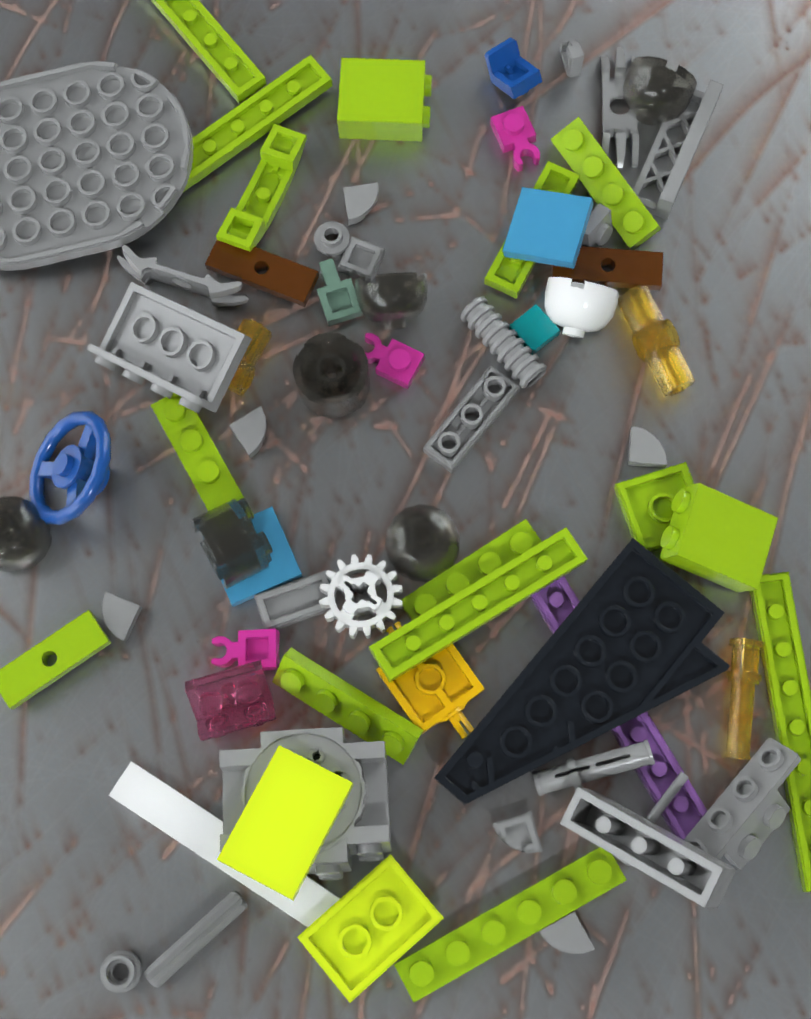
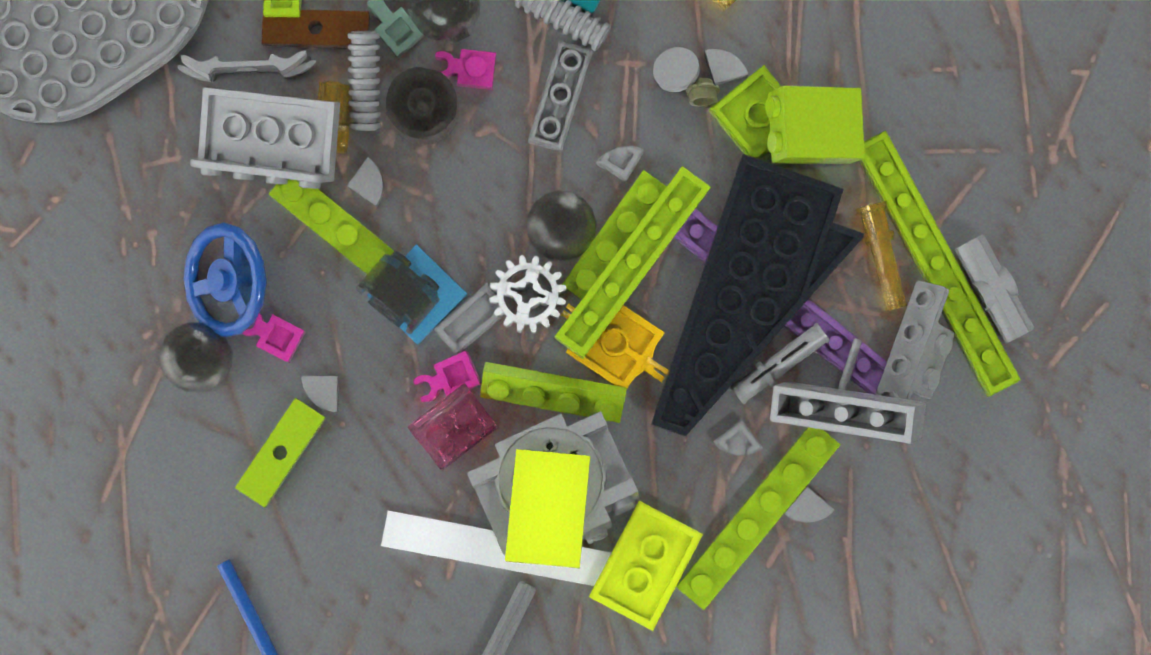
camera: 30 degrees left, 10 degrees up
(97, 543) = (276, 336): none -> dark pink plate
(286, 331) = (364, 80): none -> light grey piece
(507, 502) = (620, 161): none -> light grey tile
(596, 434) = (676, 69): none -> light grey piece
(614, 466) = (703, 93): none -> olive plate

